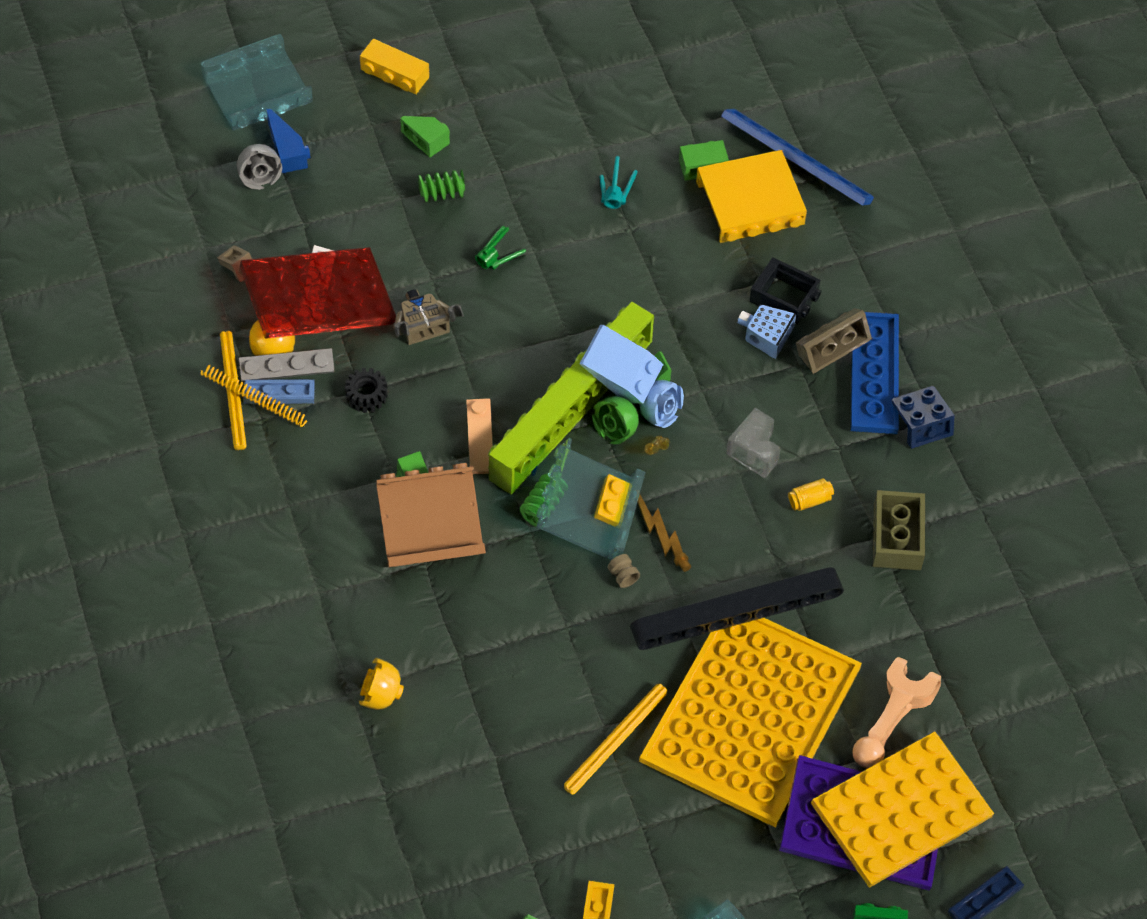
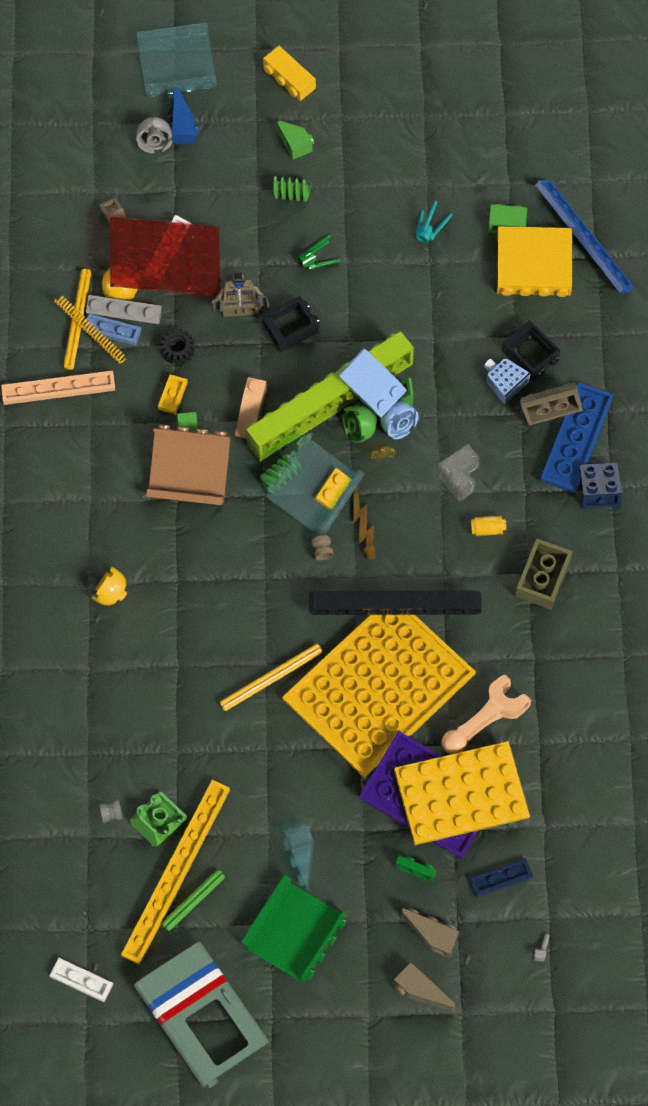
camera: 20 degrees right, 10 degrees up
(235, 472) = (58, 387): none -> light nougat plate
(379, 444) = (172, 394): none -> yellow plate
(481, 348) = (306, 332): none -> black window

